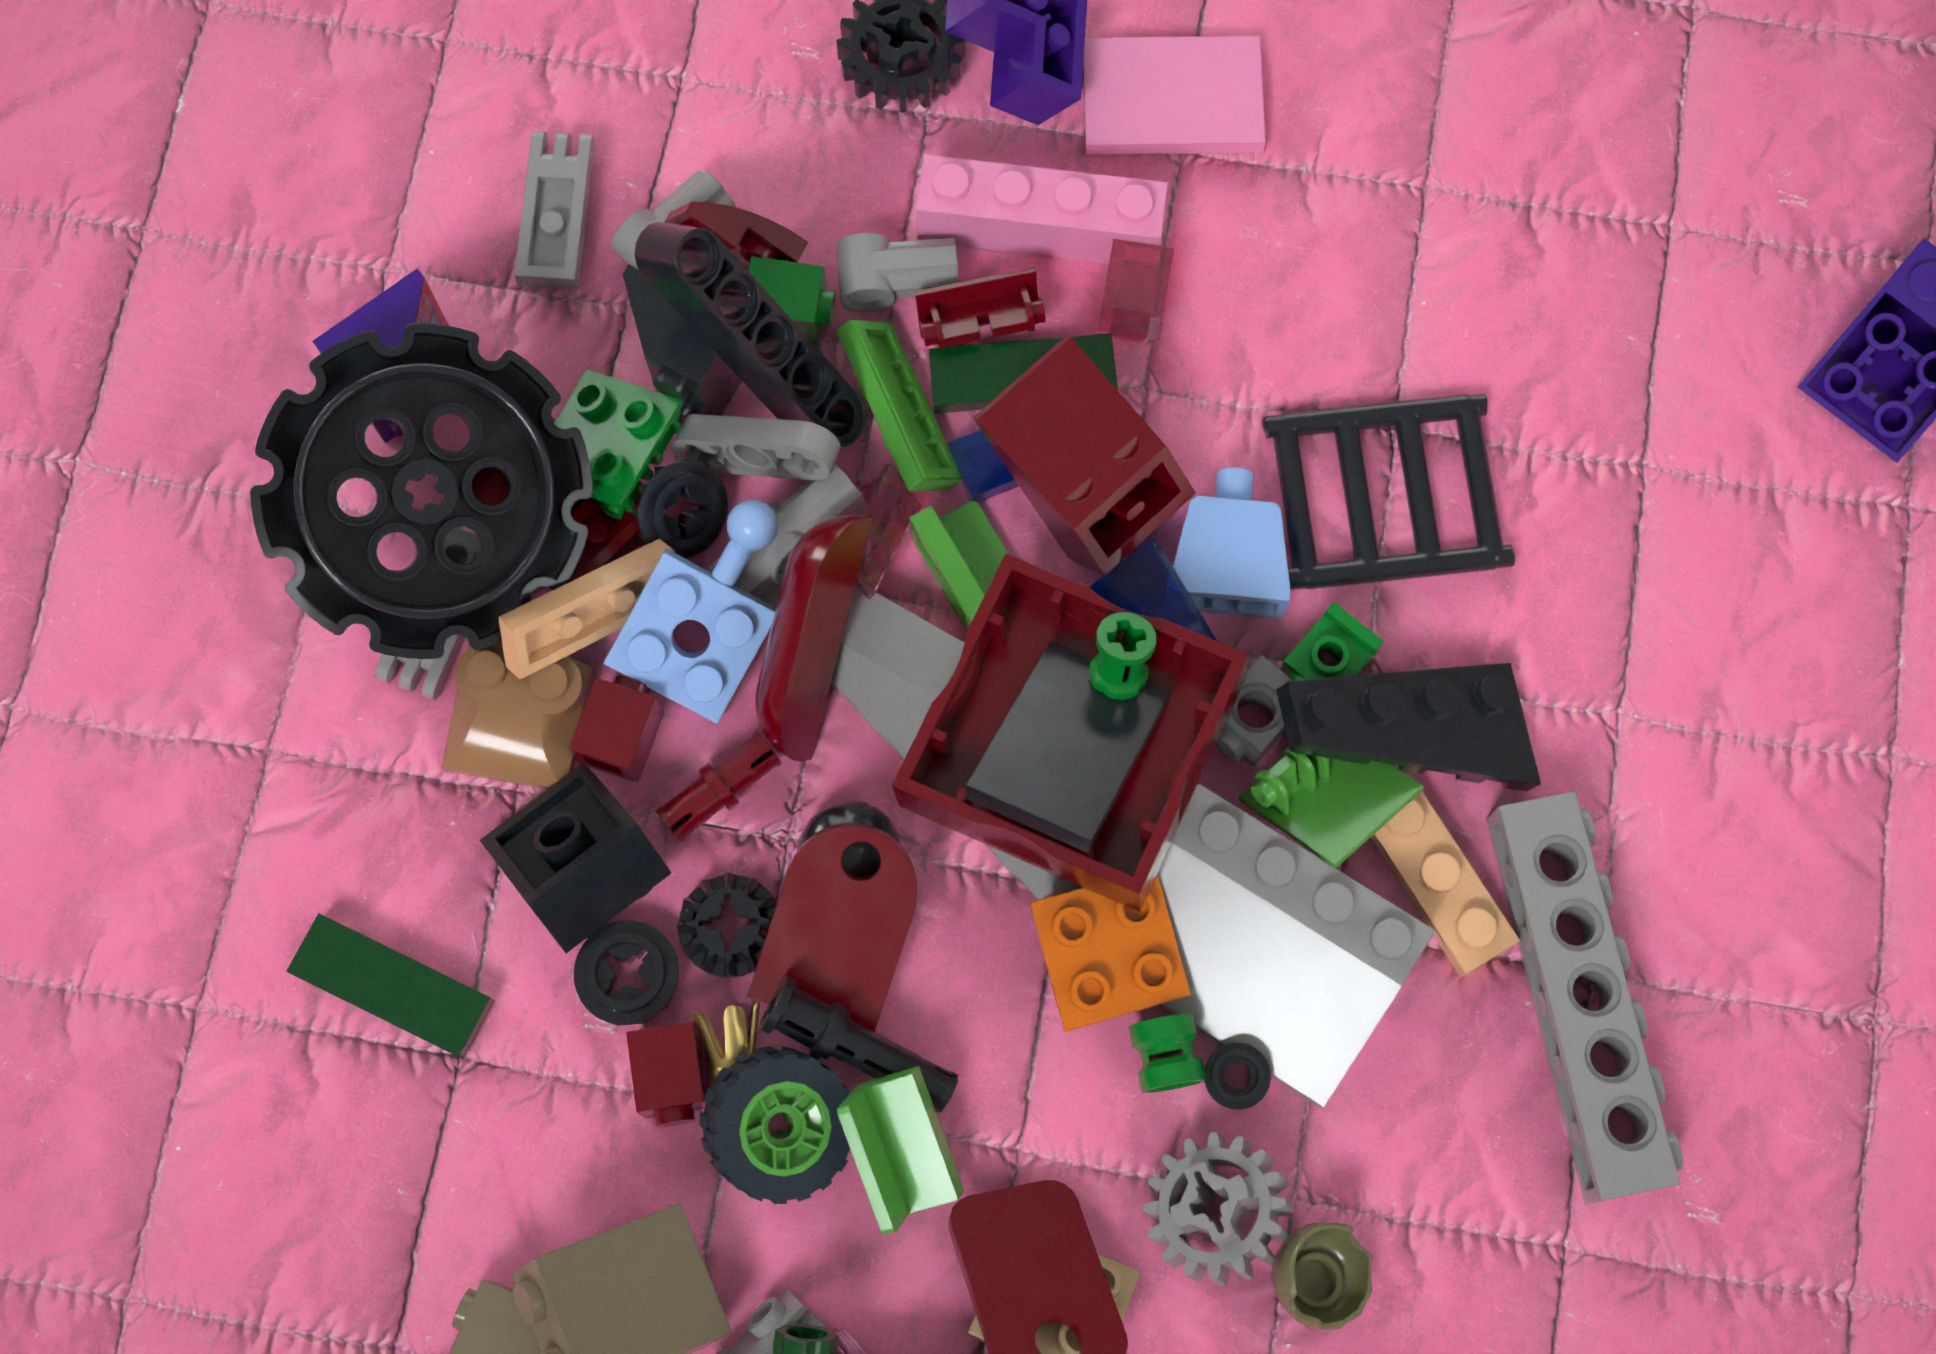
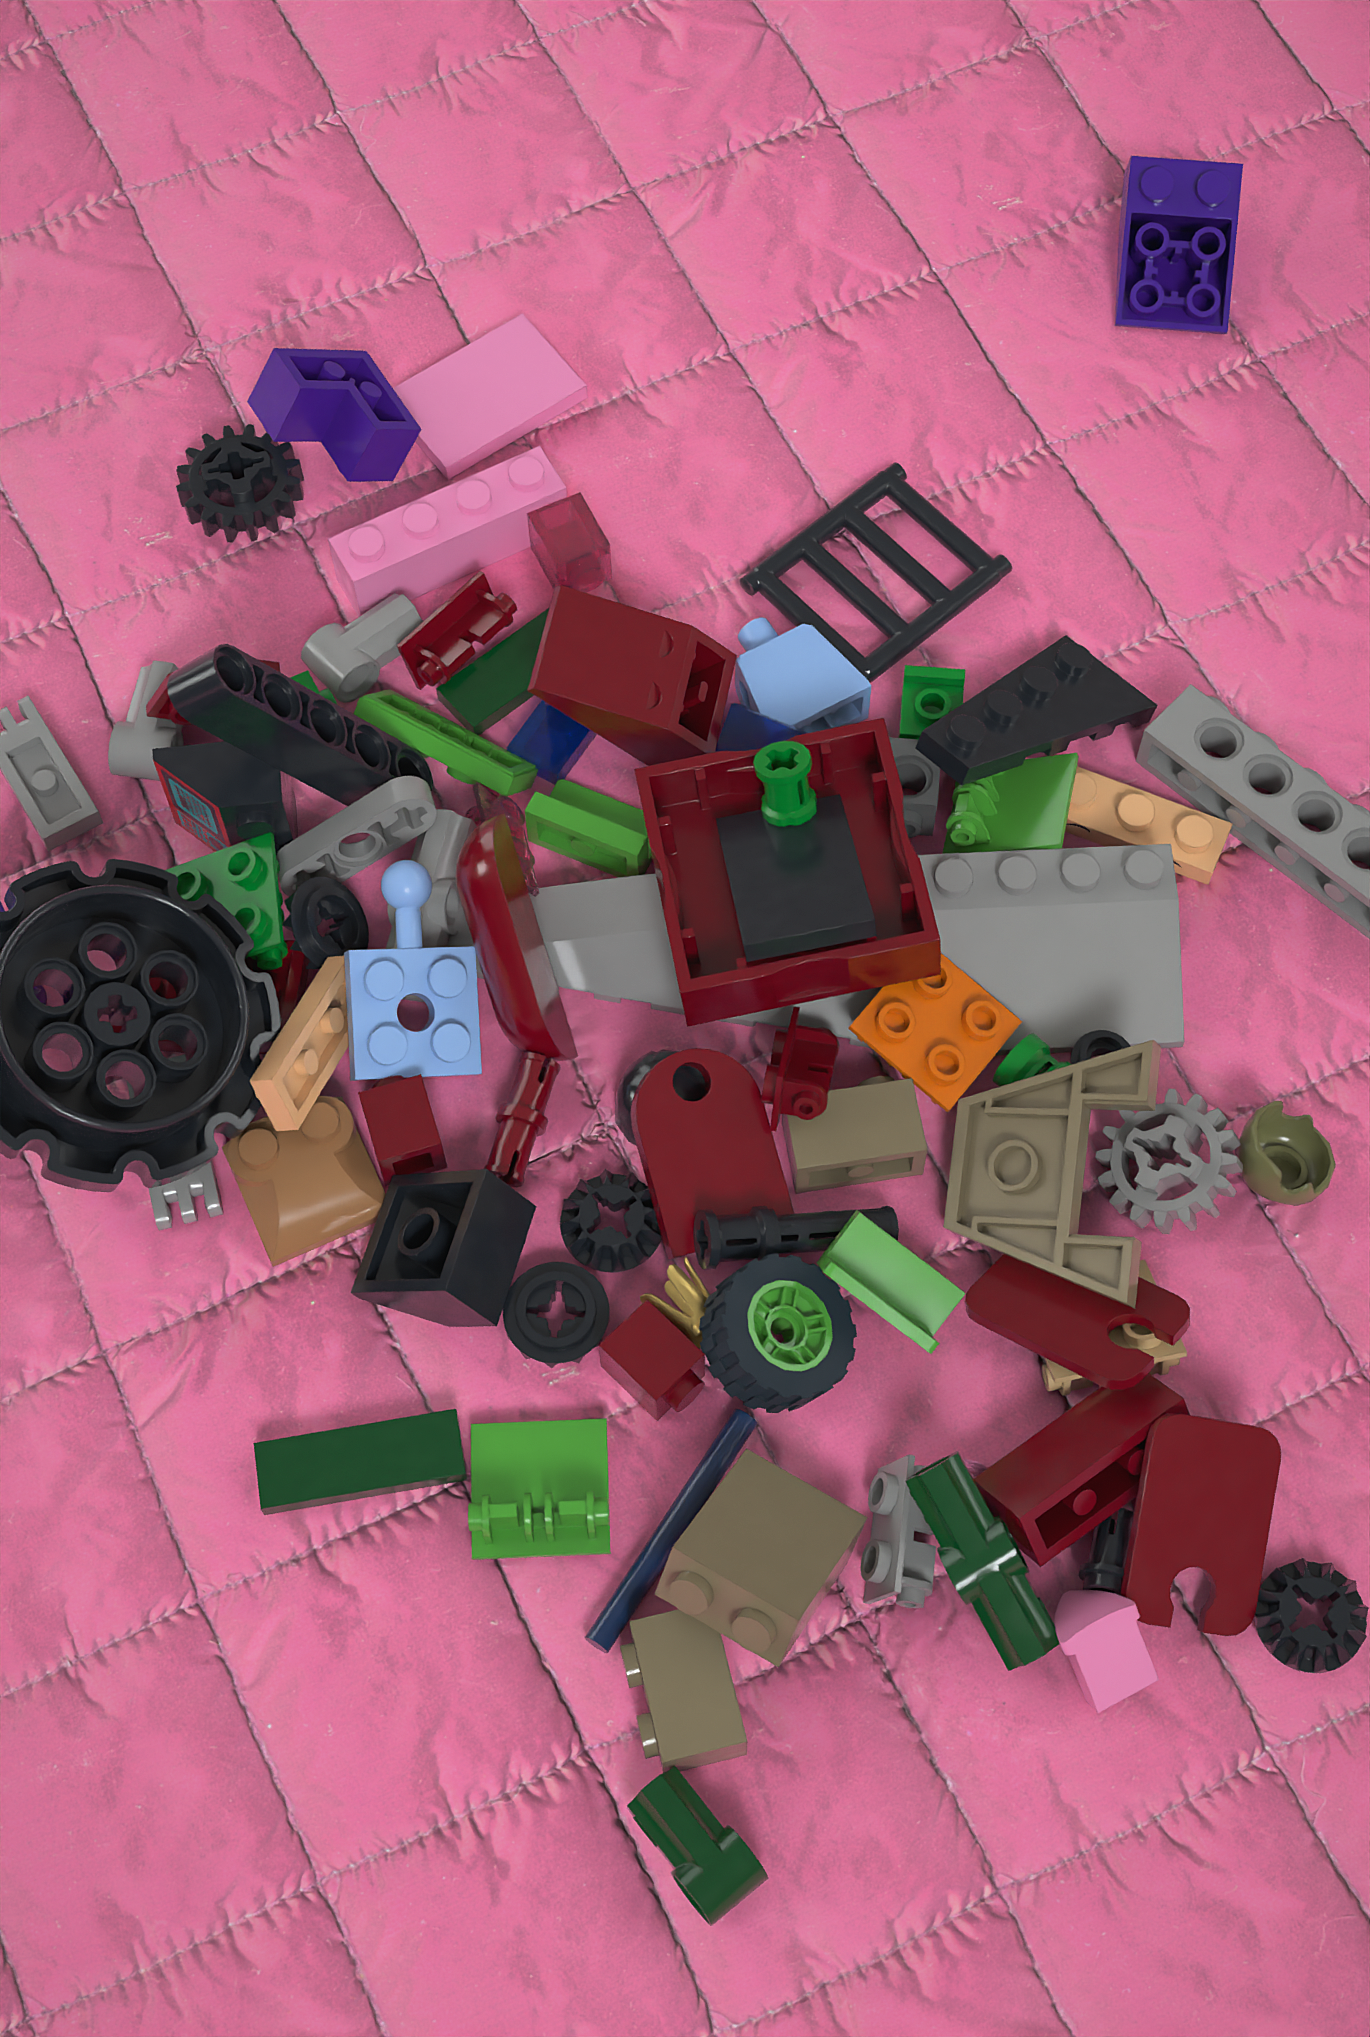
camera: 35 degrees left, 10 degrees down
(508, 1110) = (539, 1489): none -> bright green hinge
(585, 1219) = (674, 1523): none -> dark blue bar
(945, 922) = (799, 1071): none -> dark red hinge
(975, 991) = (859, 1139): none -> dark tan brick
(1085, 1130) = (1023, 1168): none -> dark tan wing

